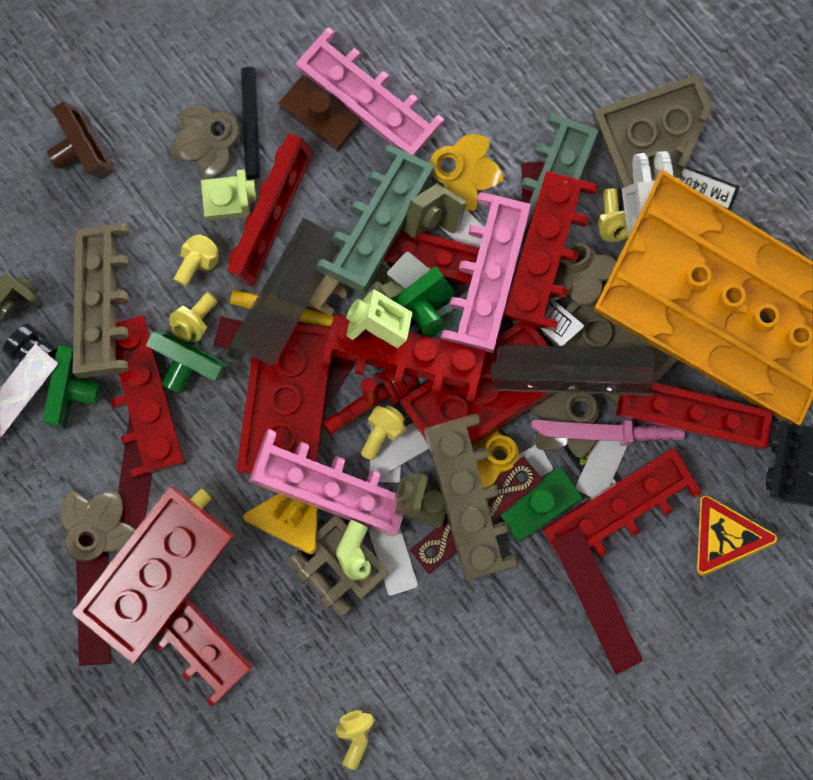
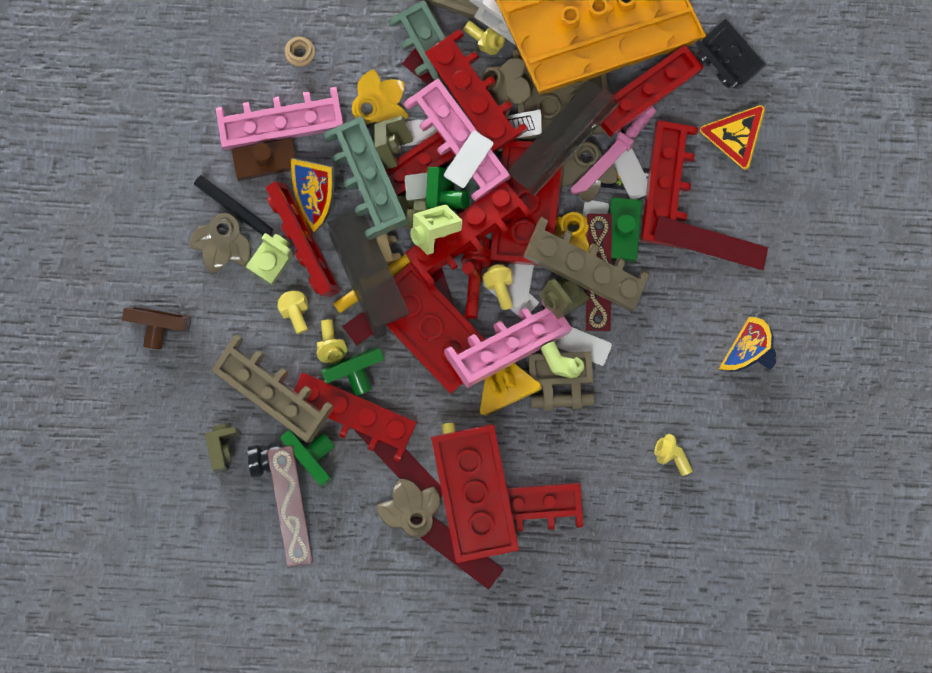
camera: 45 degrees left, 0 degrees up
(326, 181) = (314, 190): none -> shield
(453, 49) = (299, 43): none -> tan plate
(475, 297) = (468, 159): none -> white sticker
(524, 726) = (751, 346): none -> shield

